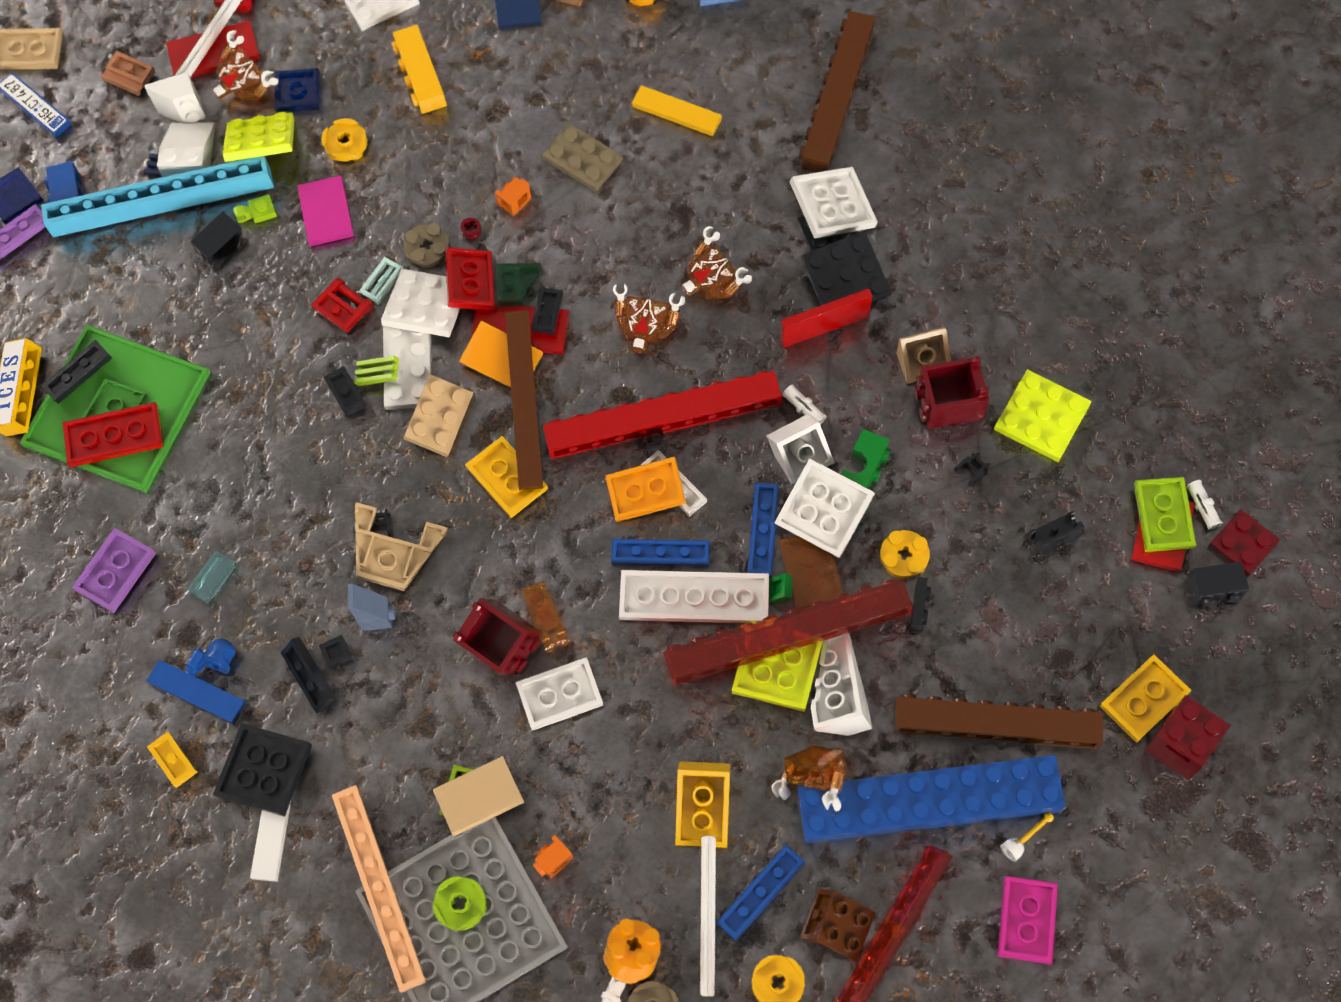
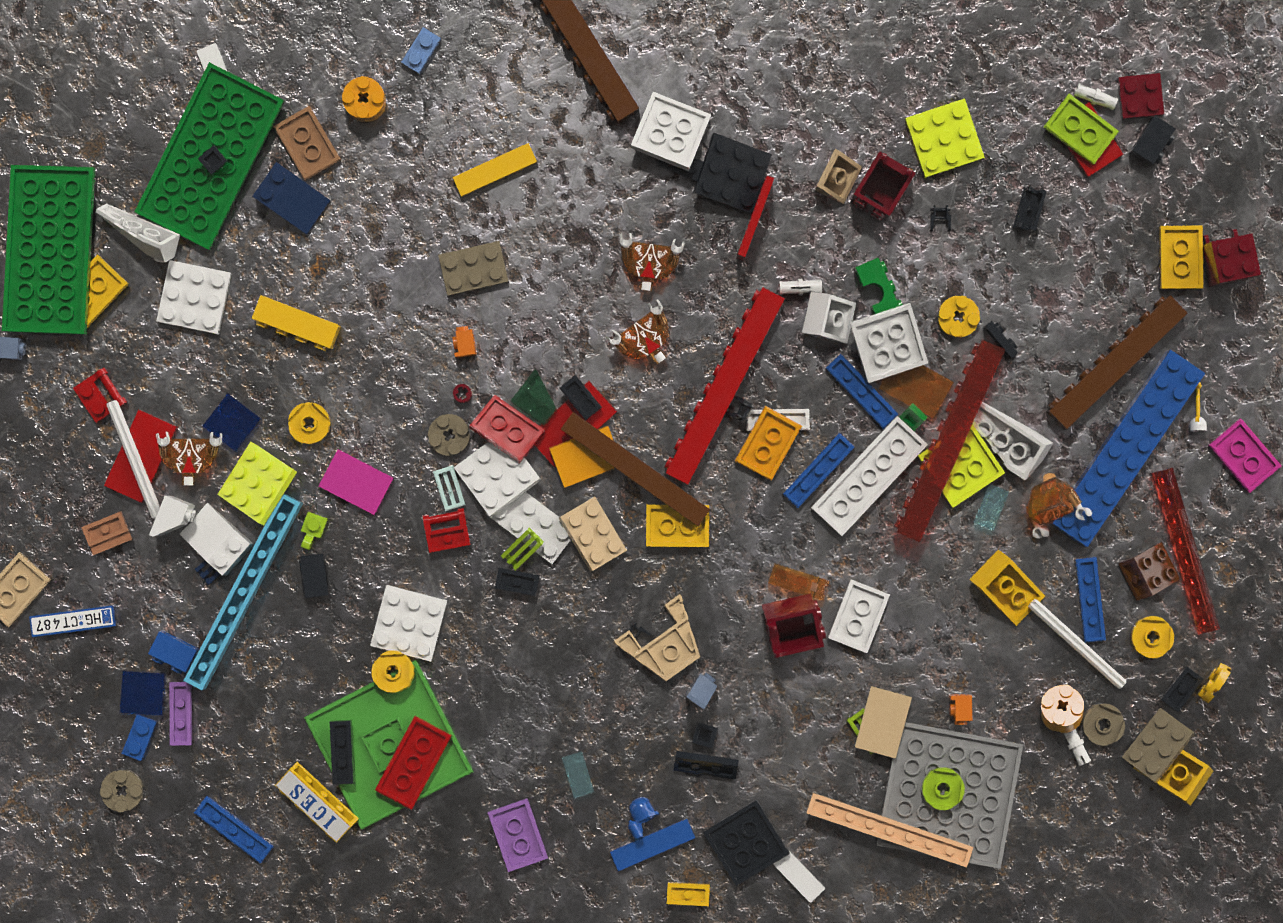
camera: 55 degrees left, 20 degrees up
(181, 367) = (384, 664): none -> yellow plate
(237, 340) = (408, 623): none -> white plate
(763, 726) = (991, 507): none -> clear light blue tile

